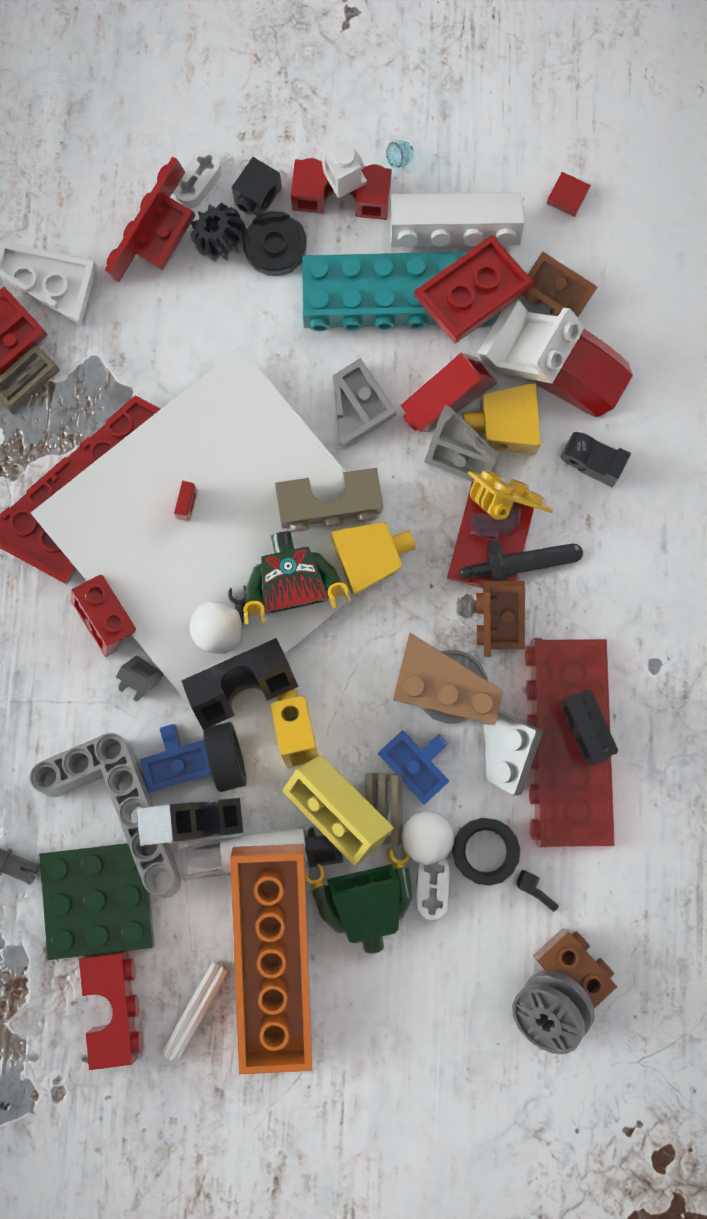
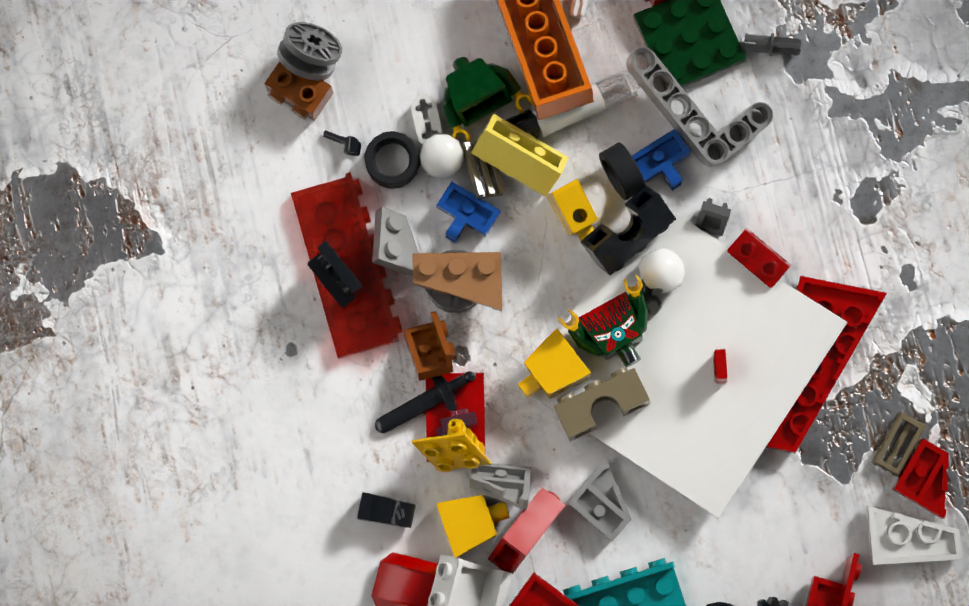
camera: 165 degrees right, 0 degrees up
(189, 821) = (640, 106): black arch -> none

